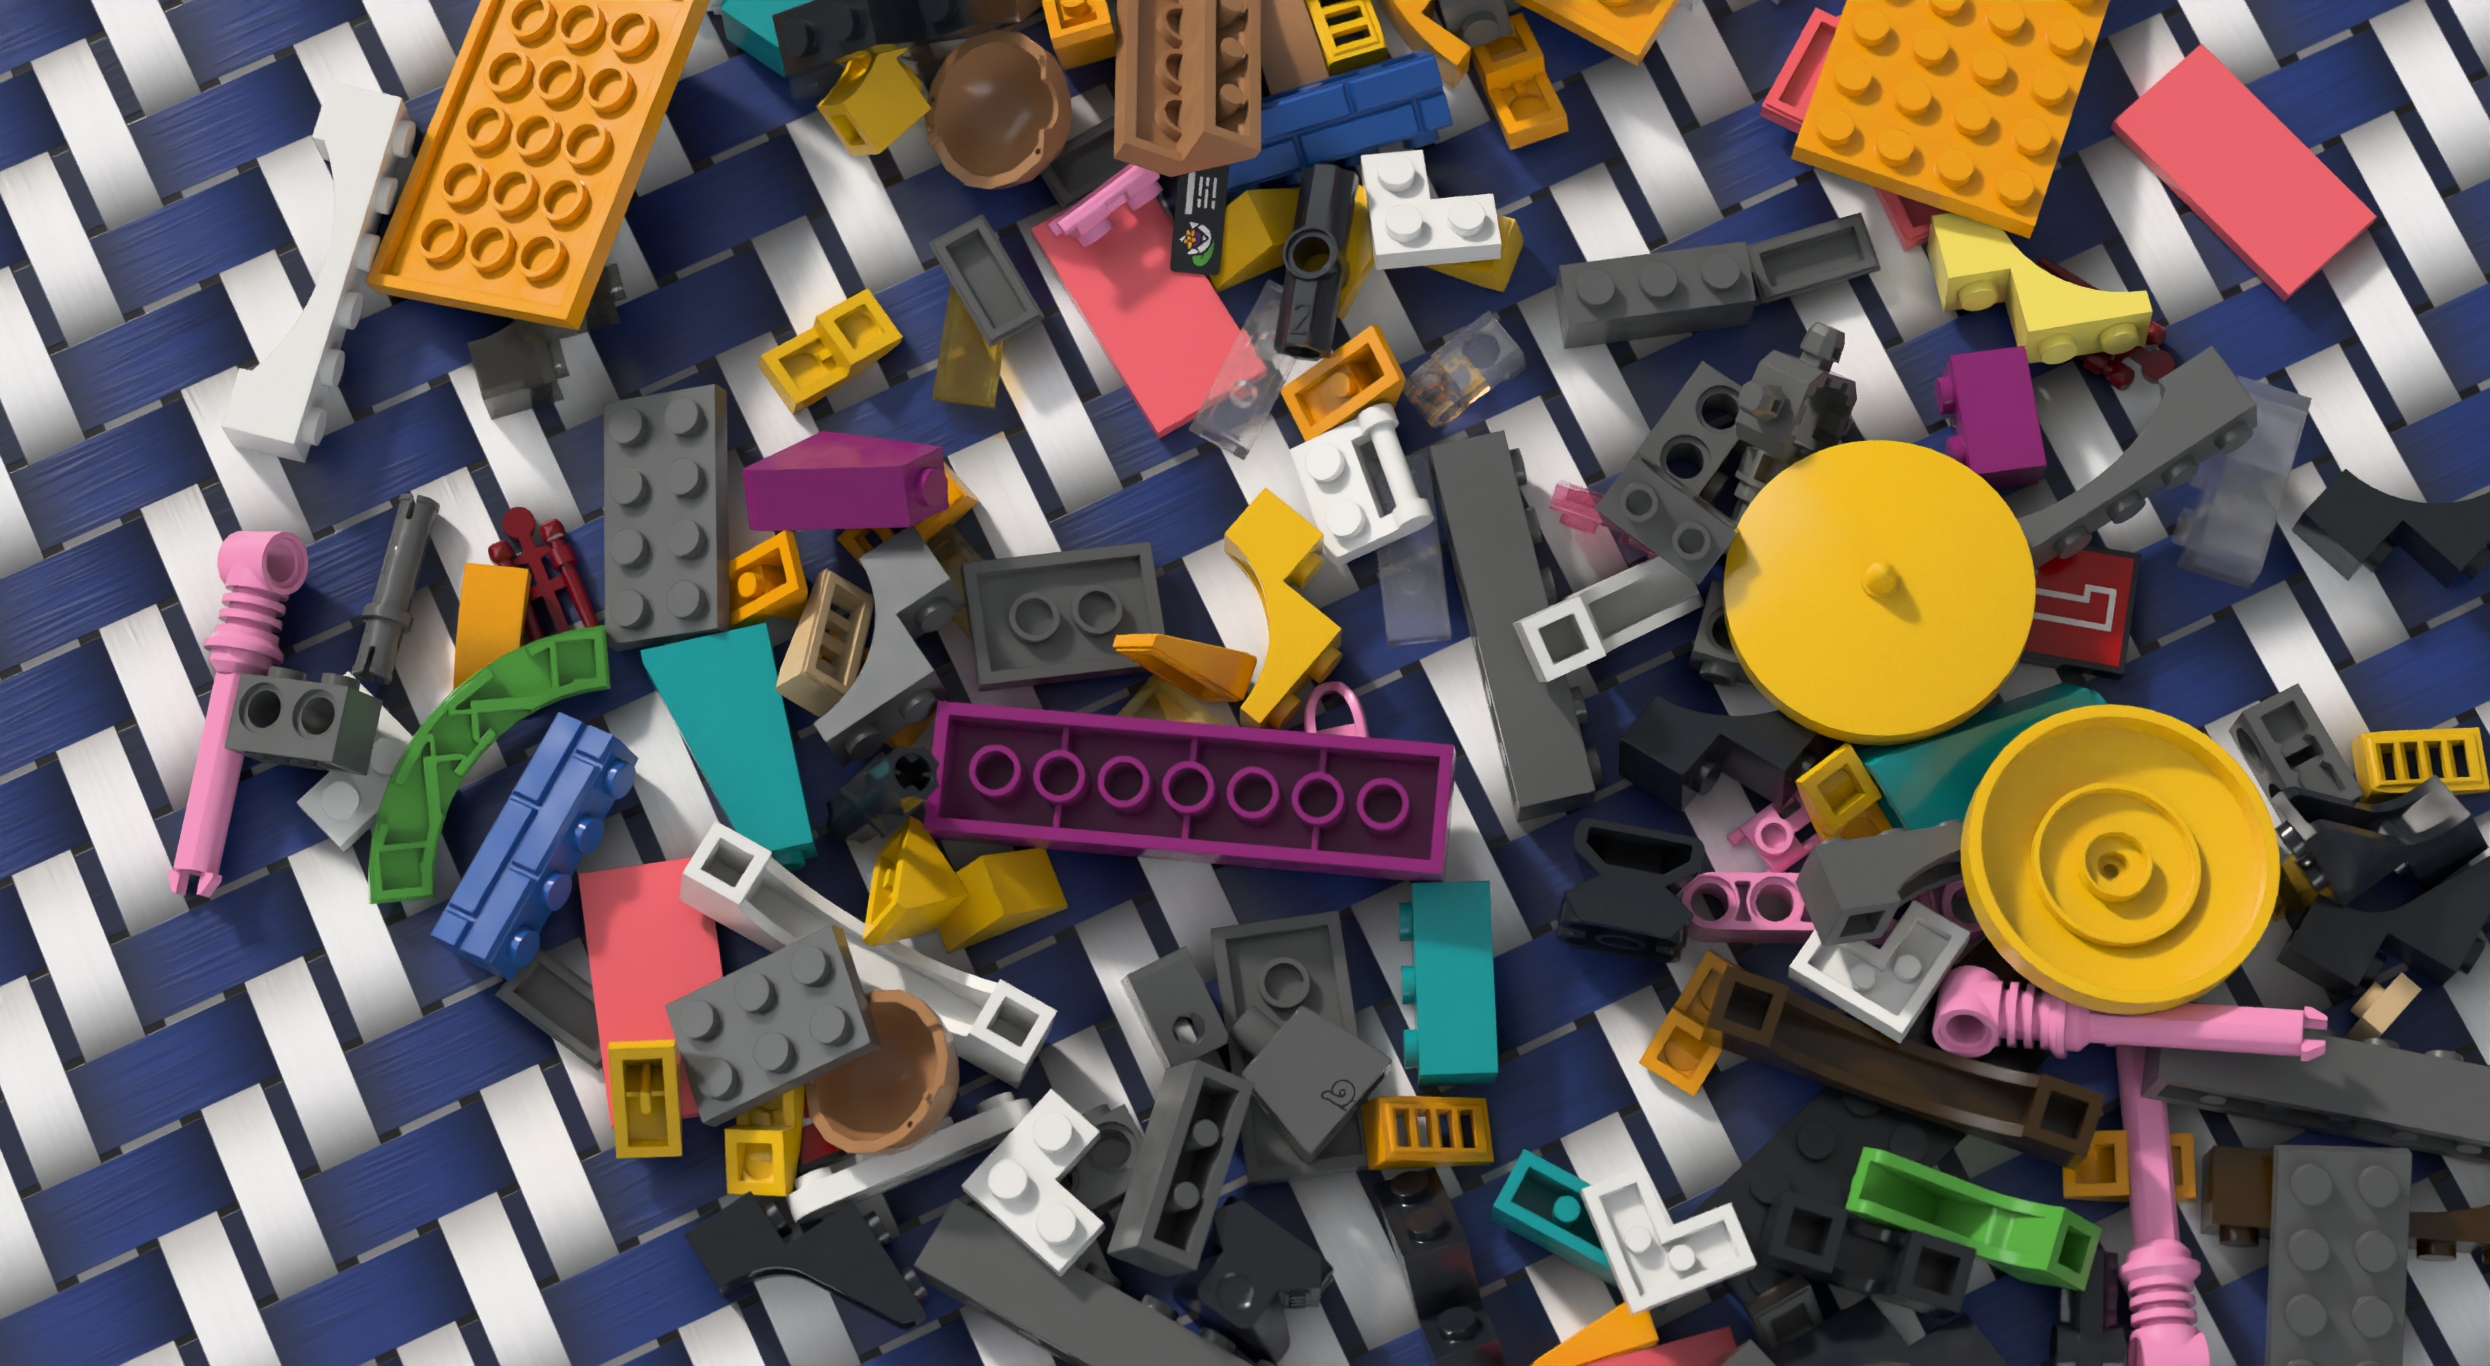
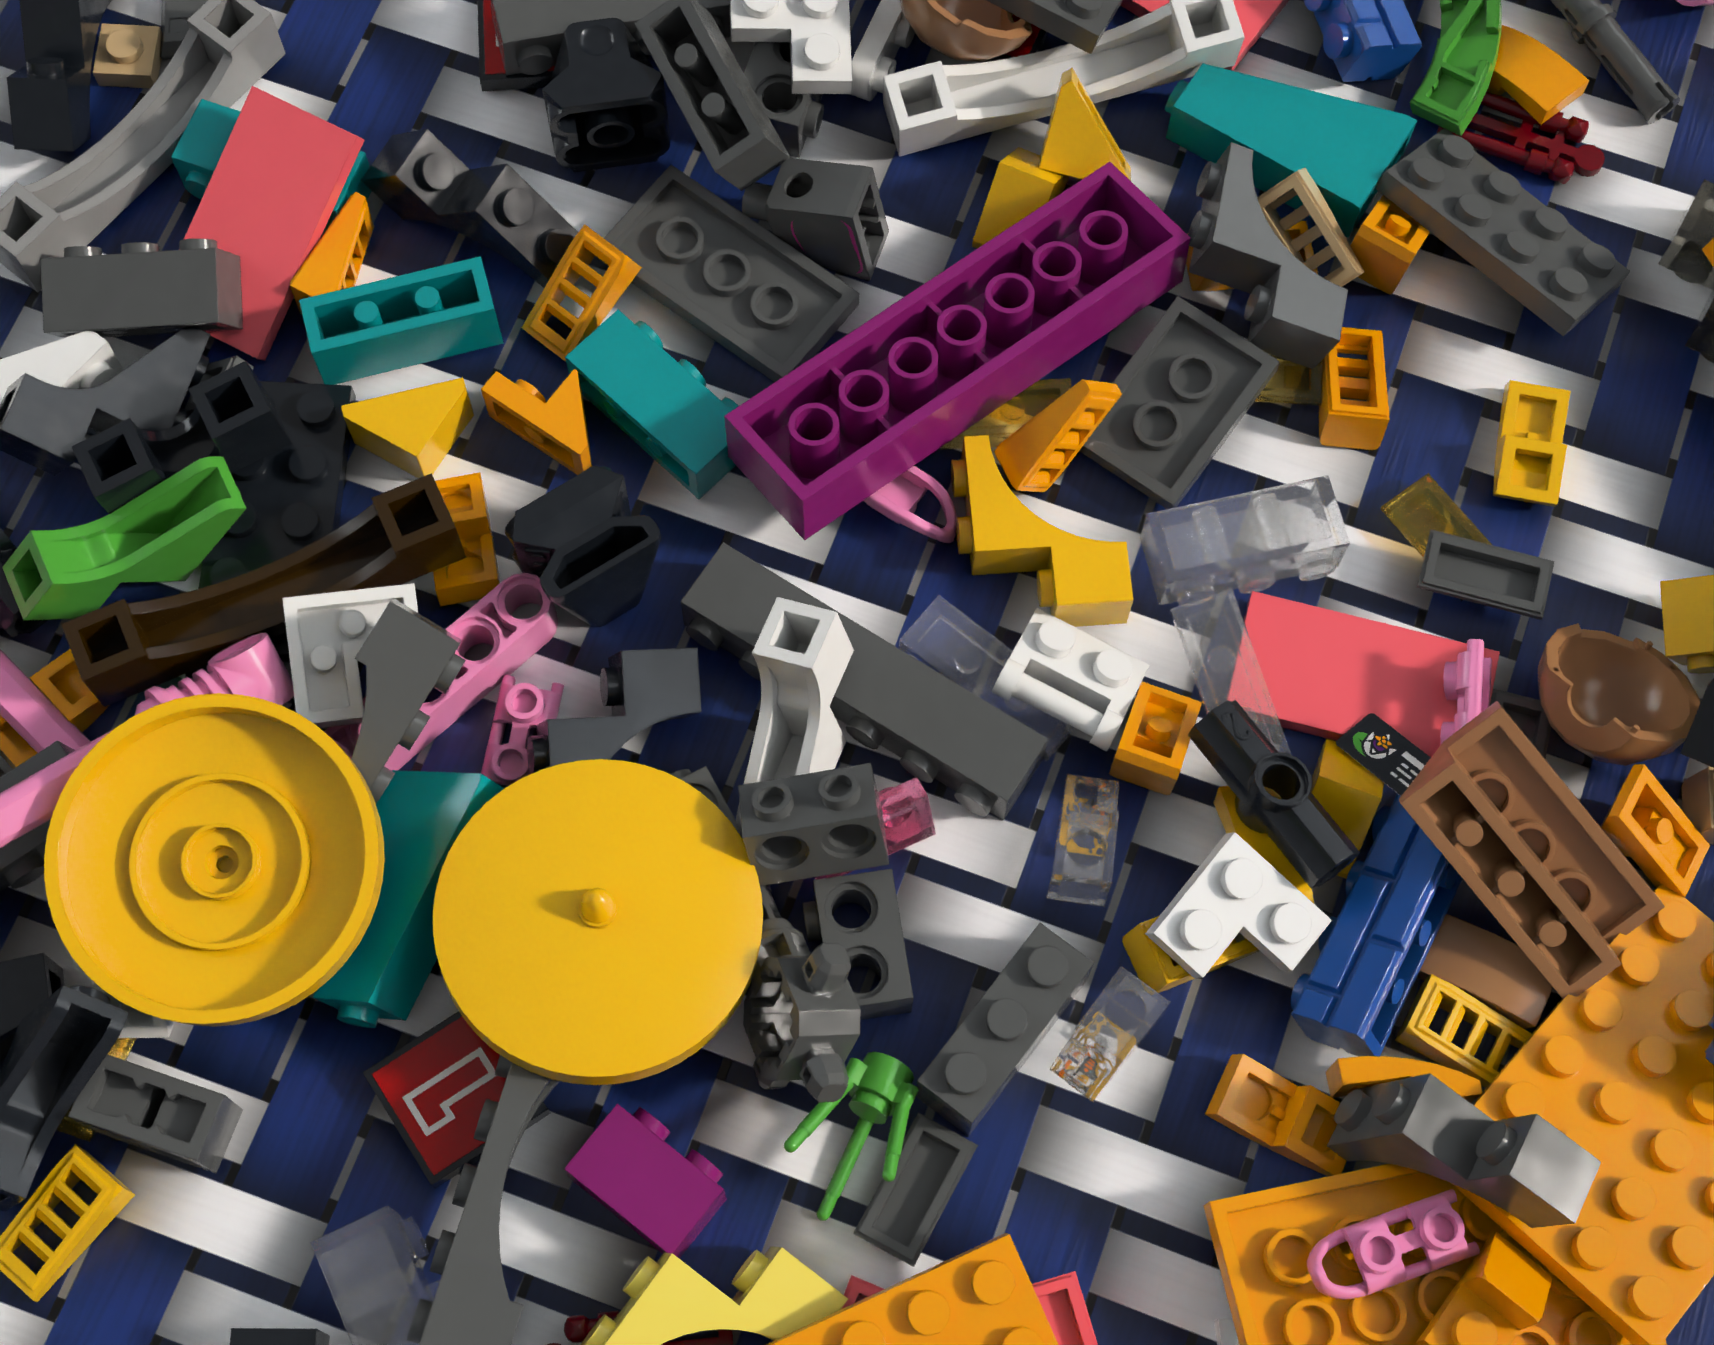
camera: 135 degrees right, 5 degrees down
(845, 484) = (1414, 324): magenta slope -> none
(882, 794) = (1157, 147): black piece -> none
(1127, 468) = (1244, 541): none -> clear brick
(1307, 1075) = (693, 239): dark grey torso -> none
(1549, 1035) = (550, 426): none -> light orange slope
(1581, 230) = (1109, 1033): none -> clear leg
(1657, 1260) = (331, 300): white plate -> none
(1662, 1139) = (411, 426): none -> yellow slope
(1785, 330) = (878, 1089): none -> bright green plant
(1842, 797) = (486, 747): yellow slope -> none

